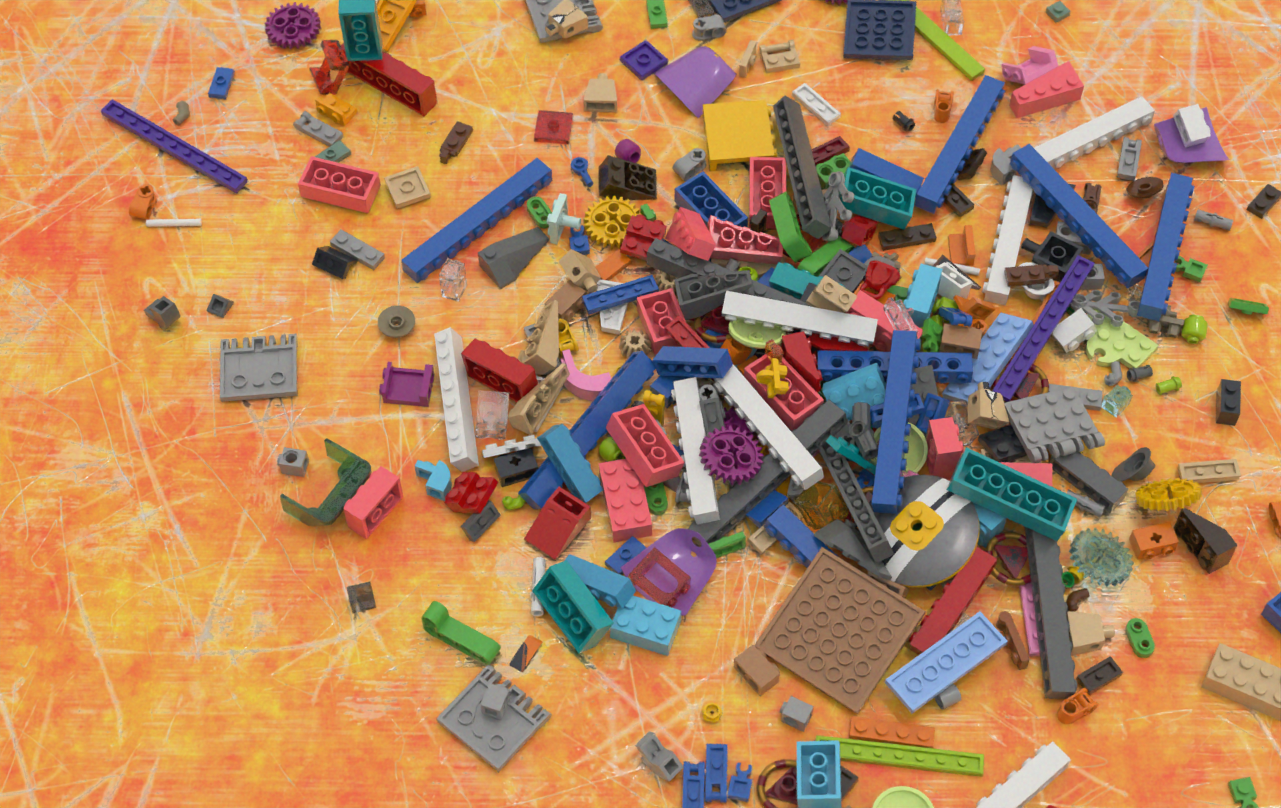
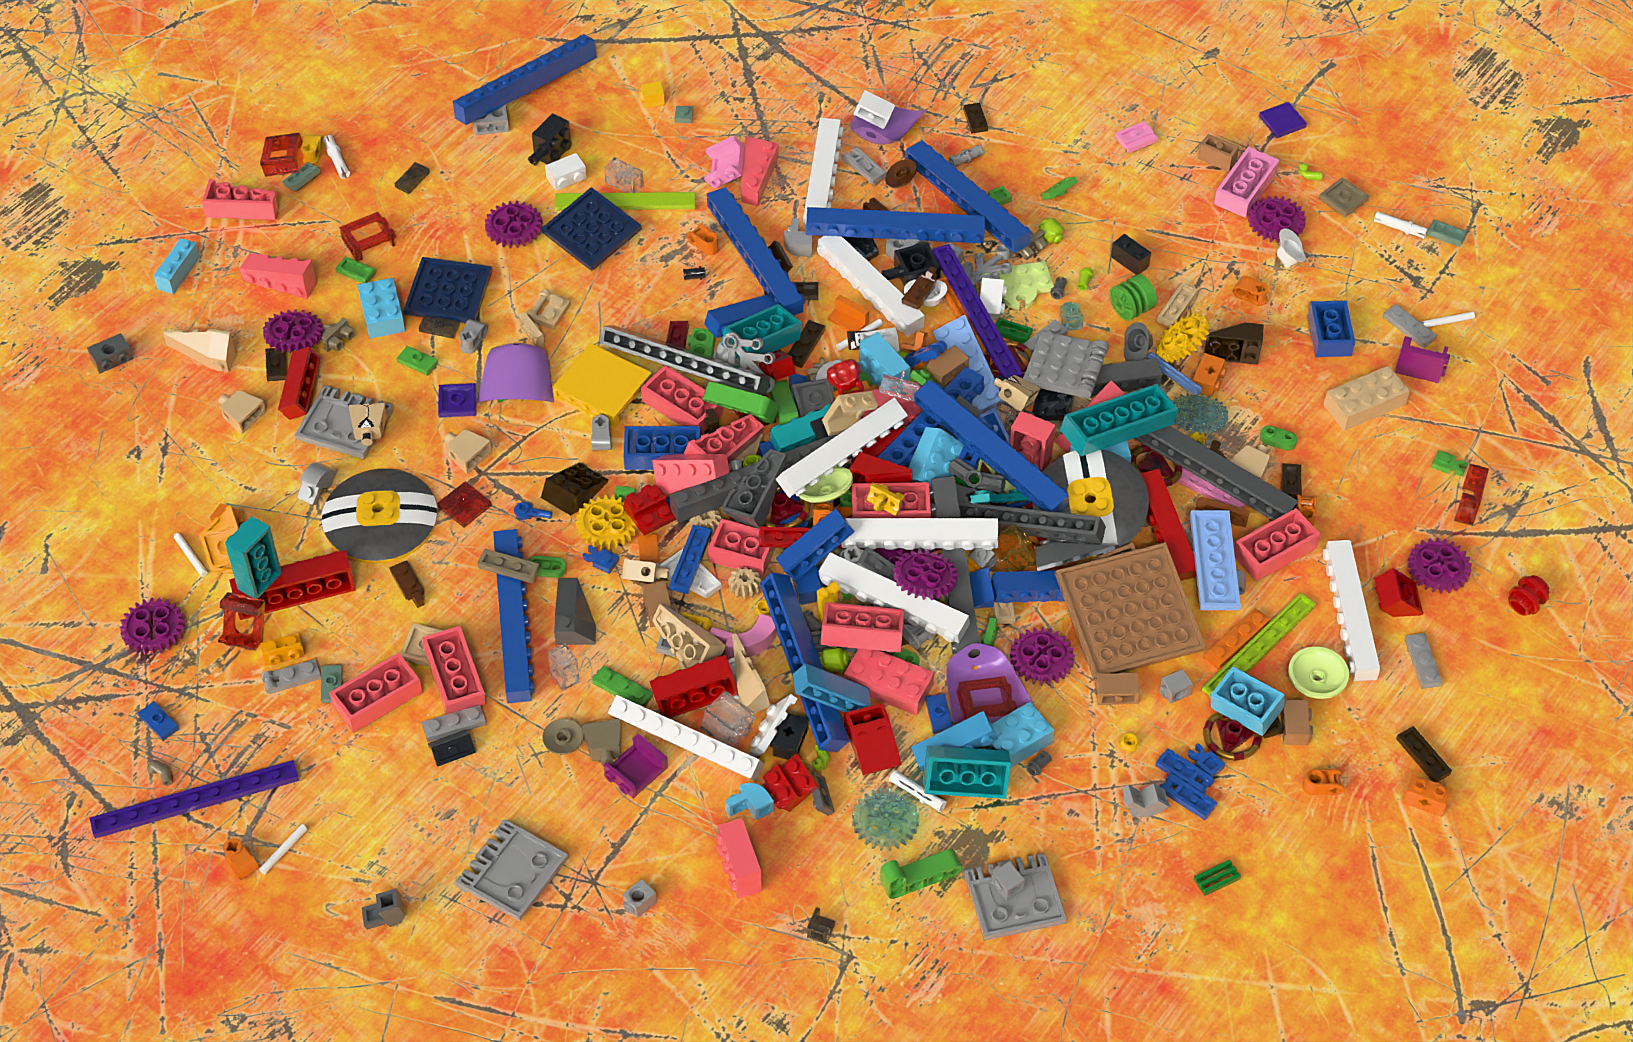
camera: 55 degrees left, 5 degrees down
(219, 305) = (413, 864): dark grey slope -> none
(352, 475) = (703, 858): clear green windscreen -> none
(393, 216) = (453, 670): none -> coral brick
(412, 349) = (603, 740): none -> dark tan torso
(473, 324) = (621, 686): none -> bright green plate
(475, 587) = (887, 804): none -> clear light blue gear
(491, 25) = (314, 479): none -> light grey brick
(500, 104) = (381, 536): none -> dish
(510, 186) = (508, 565): none -> dark tan plate
(525, 653) = (970, 839): sticker -> none
(560, 218) = (574, 554): light aqua plate -> none
(628, 150) = (545, 467): magenta head -> none
(635, 657) = (1035, 767): none -> dark grey pin
(739, 610) = (1053, 646): none -> magenta gear
(774, 351) = (860, 483): clear orange plate -> none
(816, 104) = (620, 317): white tile -> none
(1014, 703) = (1276, 544): none -> coral brick
(1066, 382) = (1013, 333): none -> green tile
(1116, 375) = (1048, 304): light grey arm -> none
(1128, 514) = (1176, 375): none -> medium blue axle
(1178, 431) = (1133, 297): none -> bright green wheel

